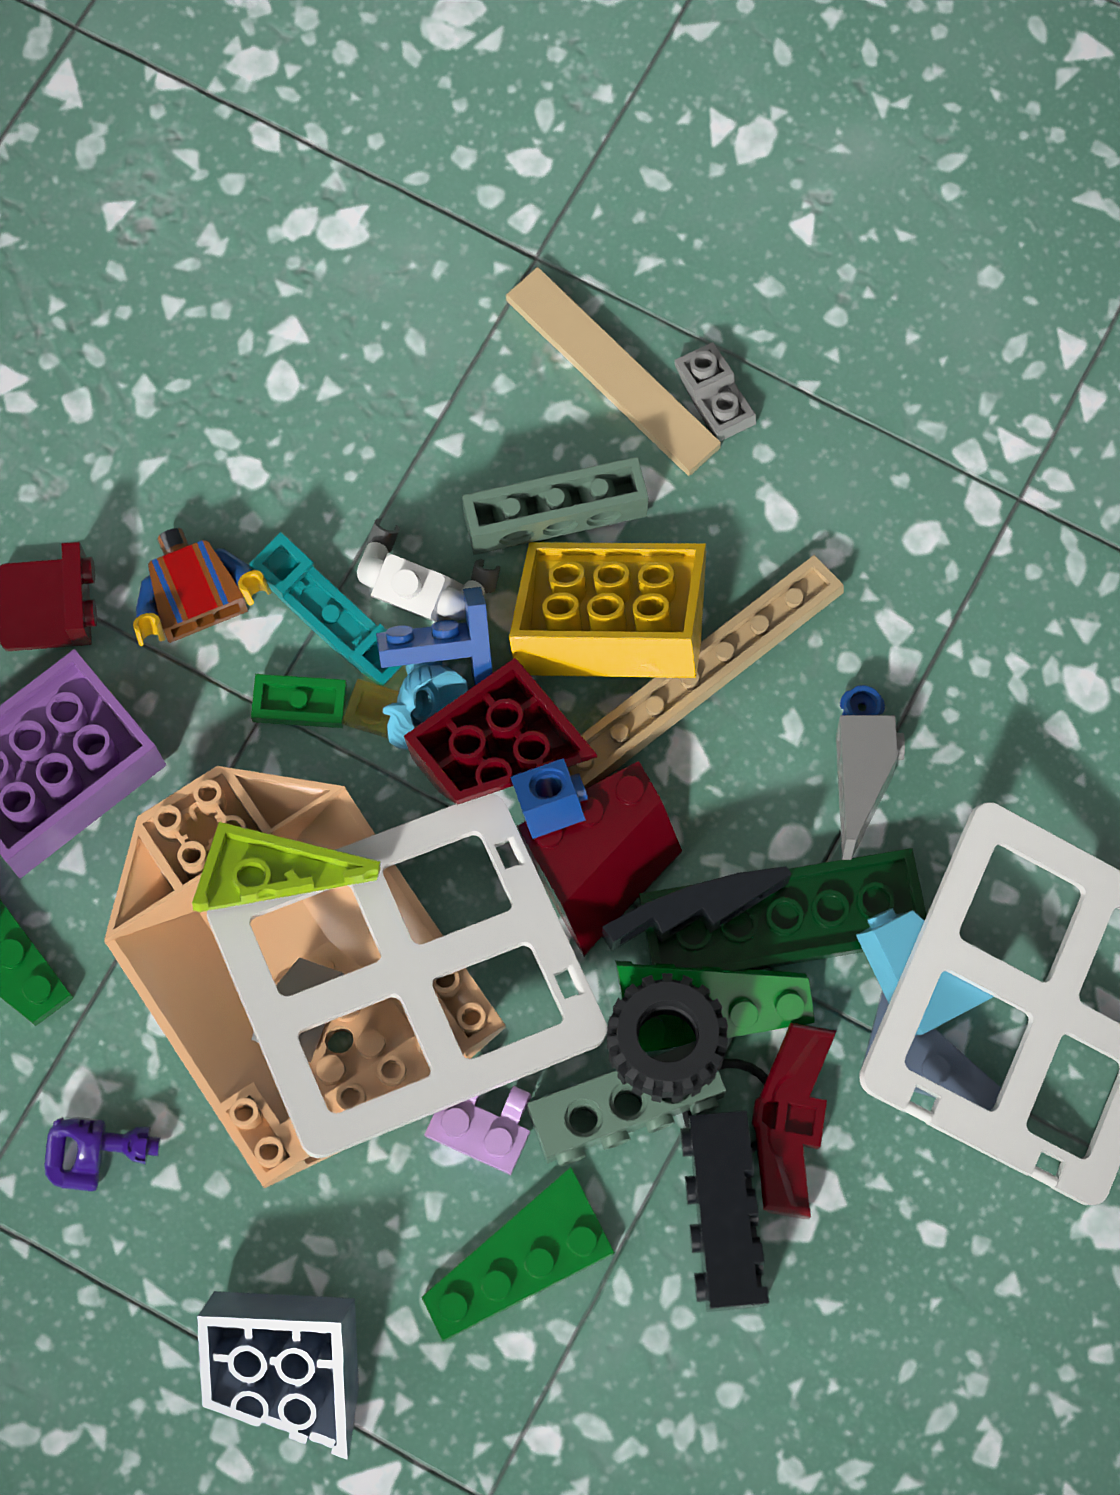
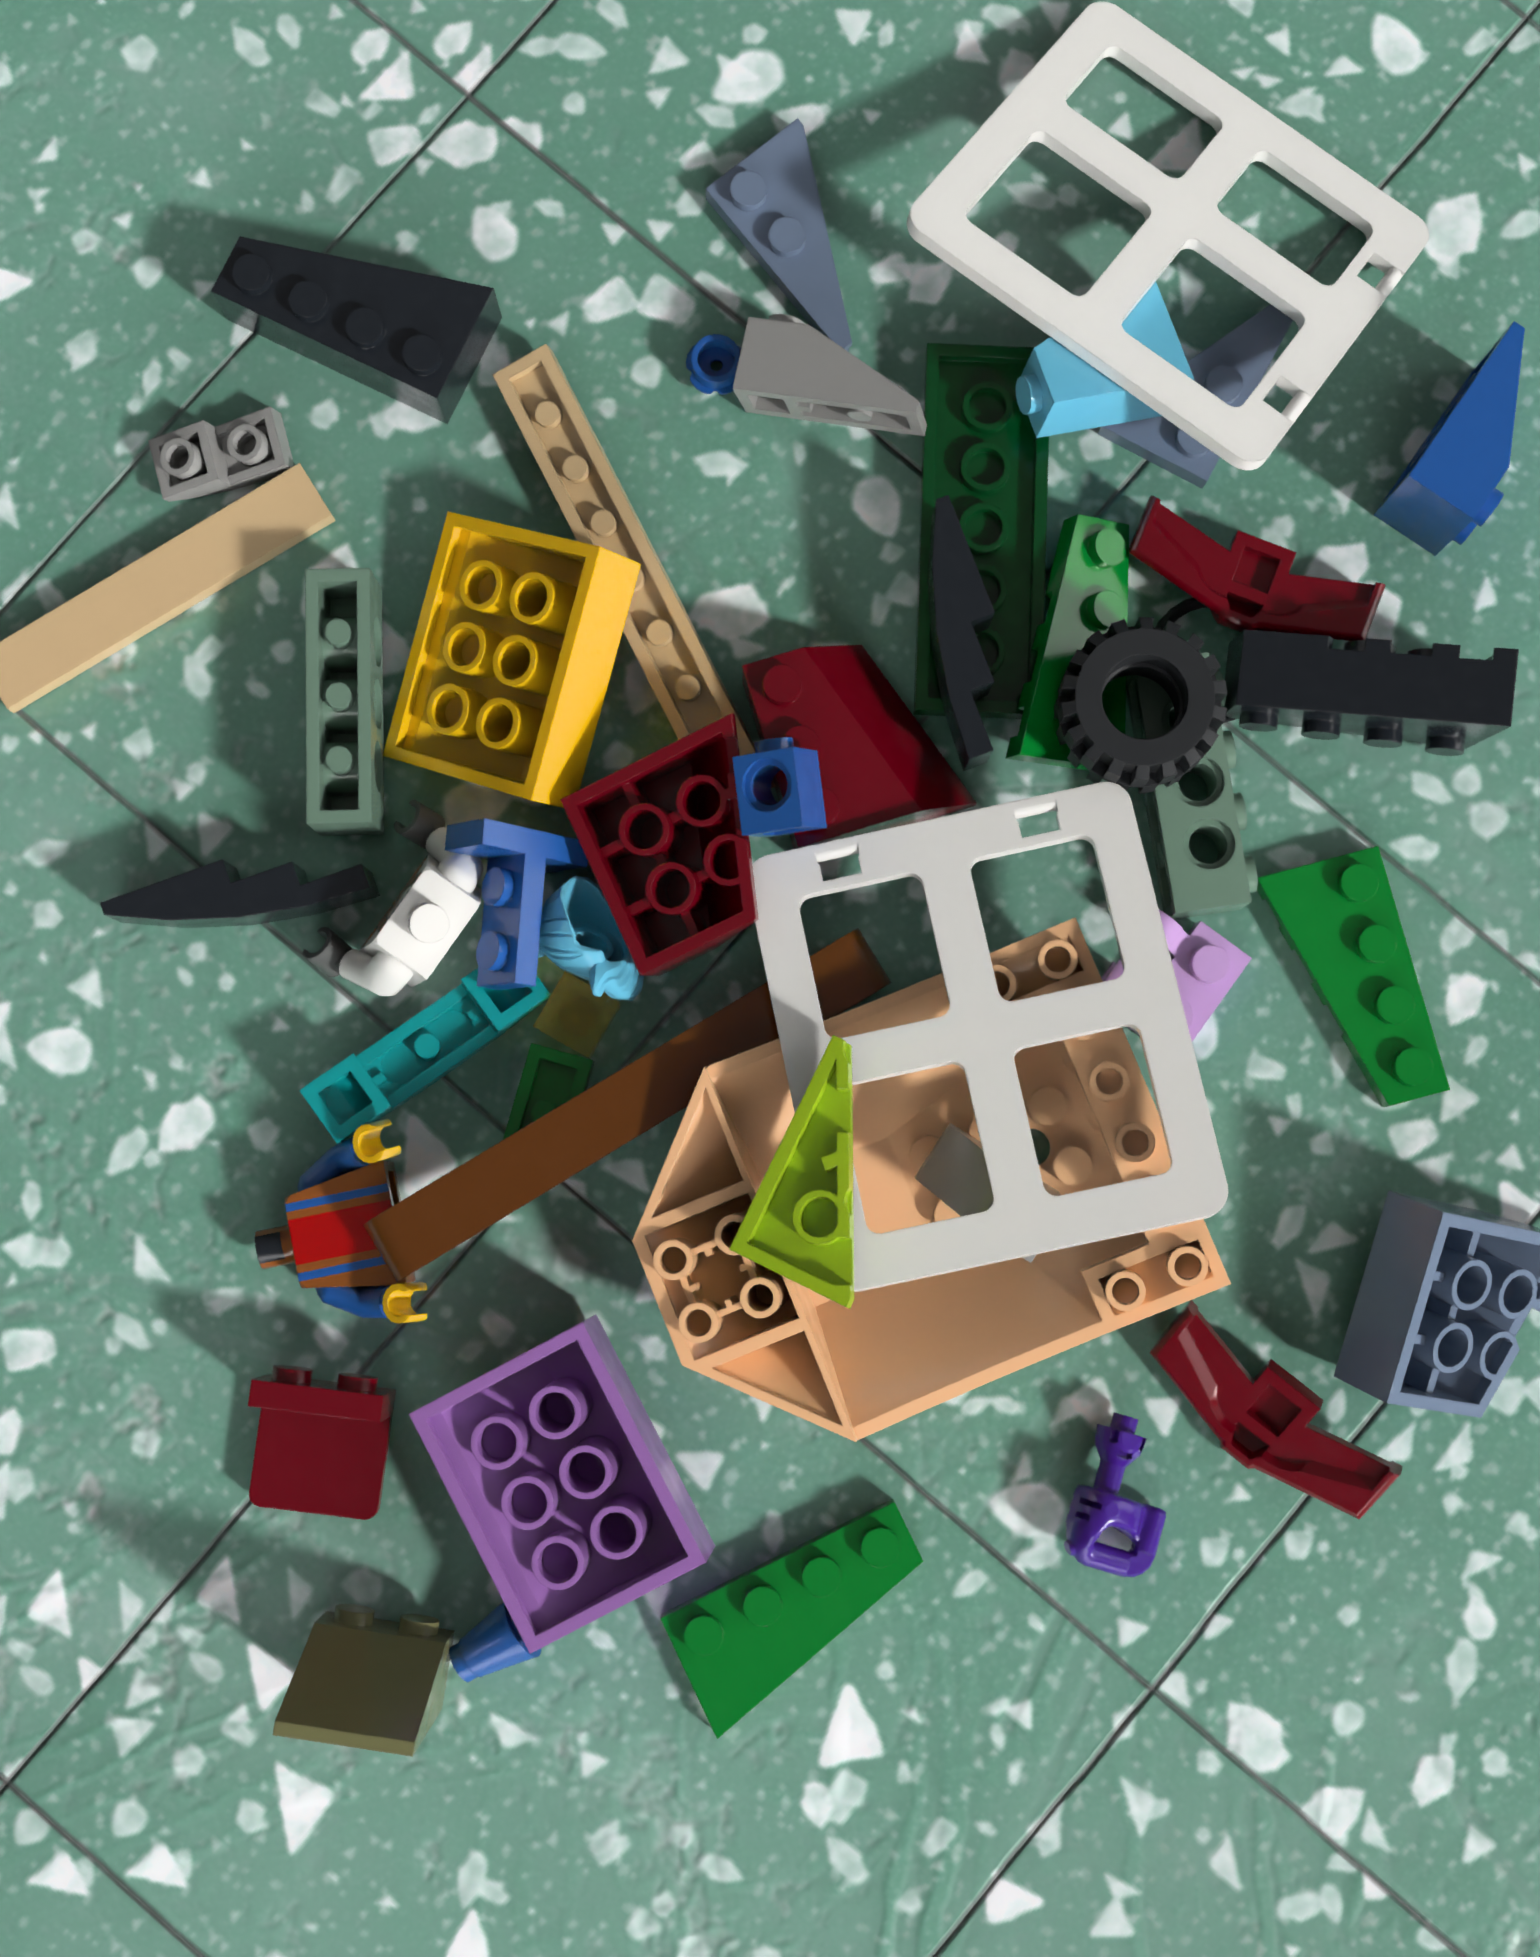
camera: 80 degrees left, 10 degrees up
(174, 1248) = (1268, 1419): none -> dark red plate
(305, 738) = (602, 1117): none -> reddish brown beam
(407, 459) = (220, 898): none -> black slope
(829, 474) = (366, 320): none -> black wedge
(910, 1246) = (1464, 457): none -> blue slope
(986, 726) = (779, 218): none -> sand blue wing

